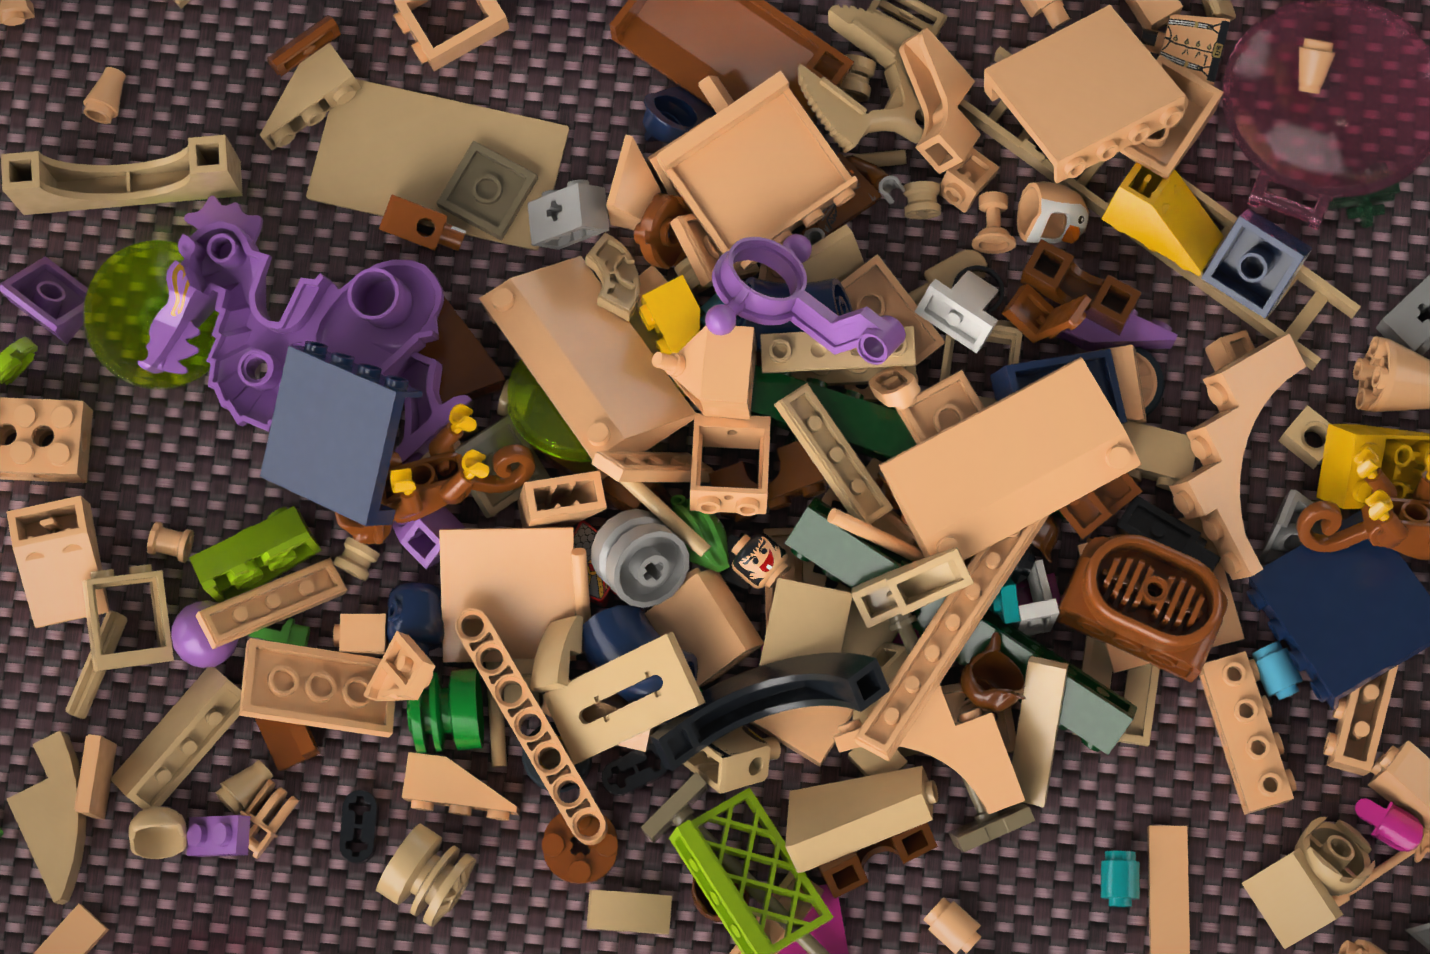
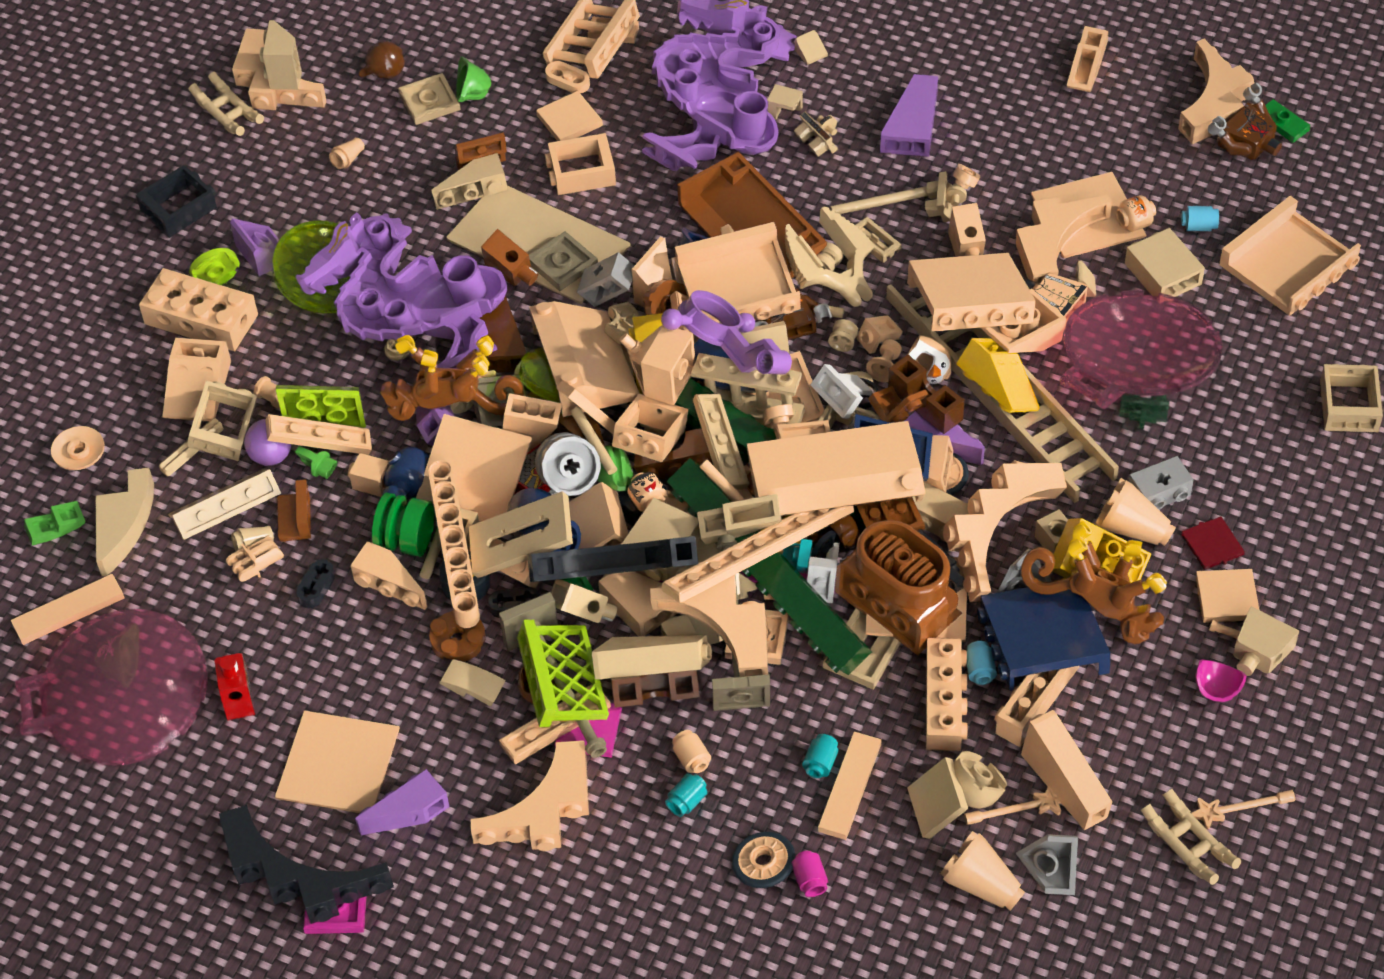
camera: 15 degrees right, 25 degrees down
(50, 186) = (293, 186): tan arch -> none
(95, 776) = (158, 499): light nougat tile -> none
(158, 833) = (182, 545): tan hair -> none
(218, 836) = (220, 556): medium lavender plate -> none
(312, 688) = (325, 488): light nougat plate -> none
(335, 432) = (399, 331): panel -> none
(356, 559) = (385, 432): tan wheel -> none
(401, 672) = (386, 482): light nougat wing -> none
(429, 877) = (345, 613): tan wheel -> none
(553, 654) = (489, 505): tan slope -> none
(581, 583) = (523, 470): light nougat bar -> none
(940, 88) = (878, 272): light nougat arch -> none
(992, 679) = (774, 590): reddish brown hair -> none
(1038, 727) = (796, 640): tan tile -> none
(1256, 263) = (1053, 417): brick -> none
(1314, 64) = (1136, 325): light nougat cone -> none
(1392, 825) = (1026, 775): dark pink arm -> none

